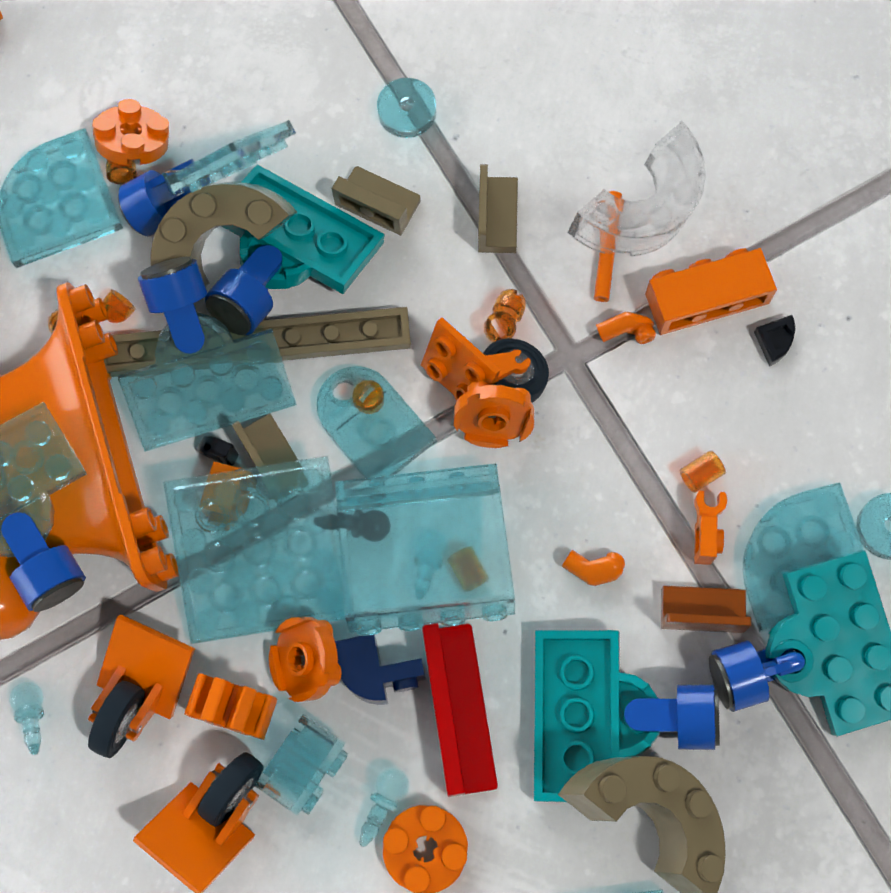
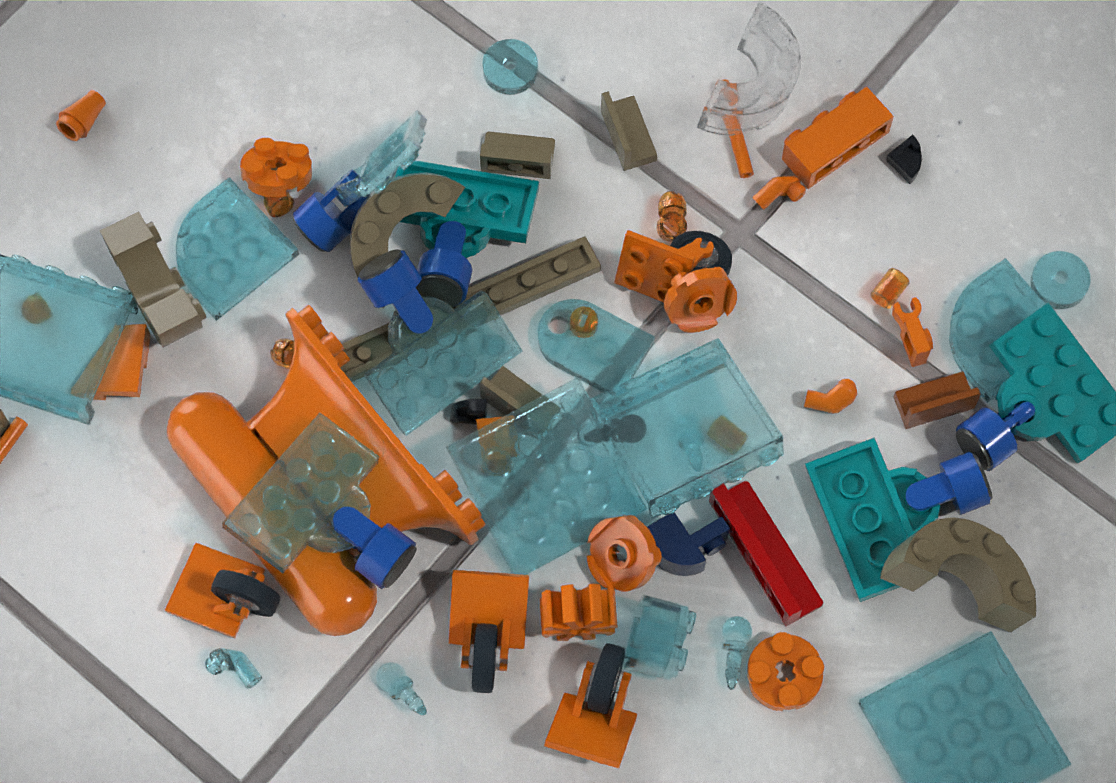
camera: 25 degrees left, 5 degrees down
(117, 307) = (330, 321): clear orange hinge -> none

